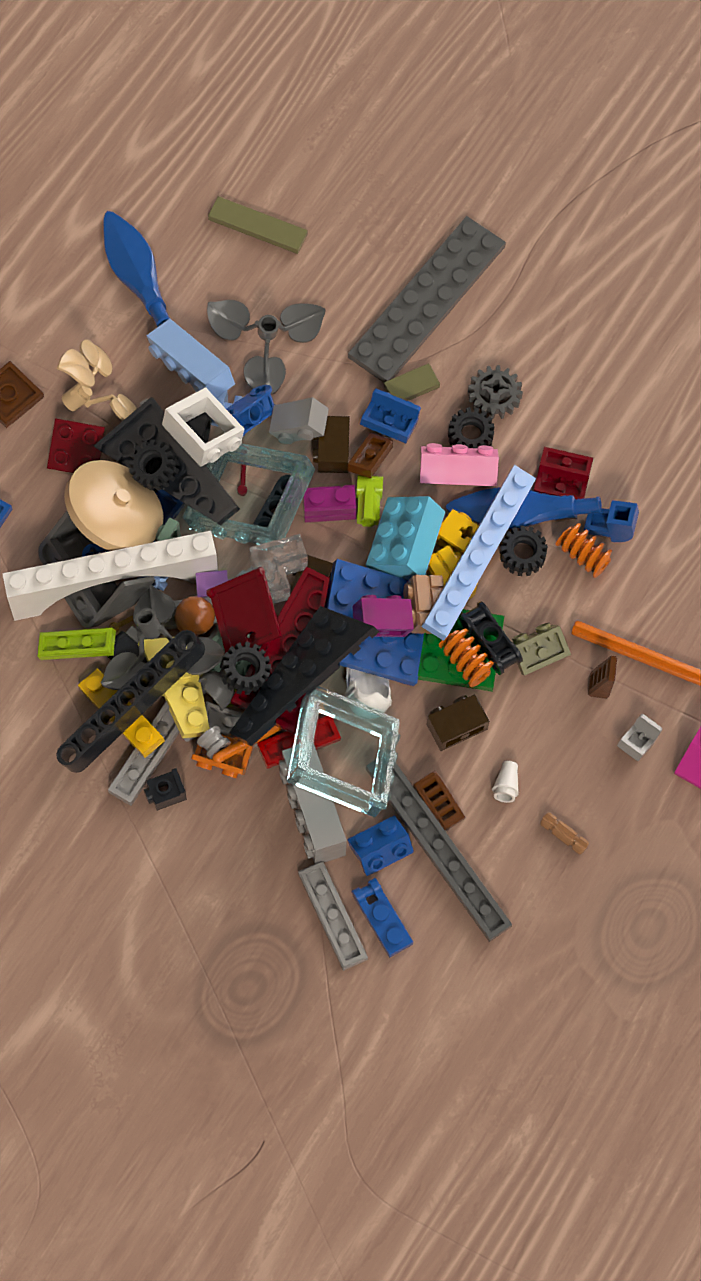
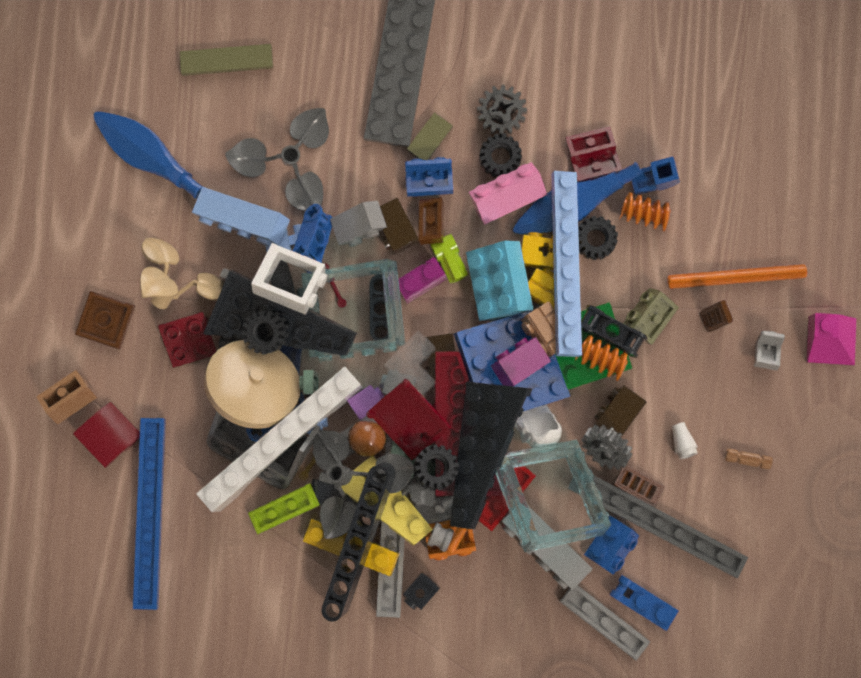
camera: 20 degrees left, 15 degrees up
(425, 743) = (607, 447): none -> dark grey gear

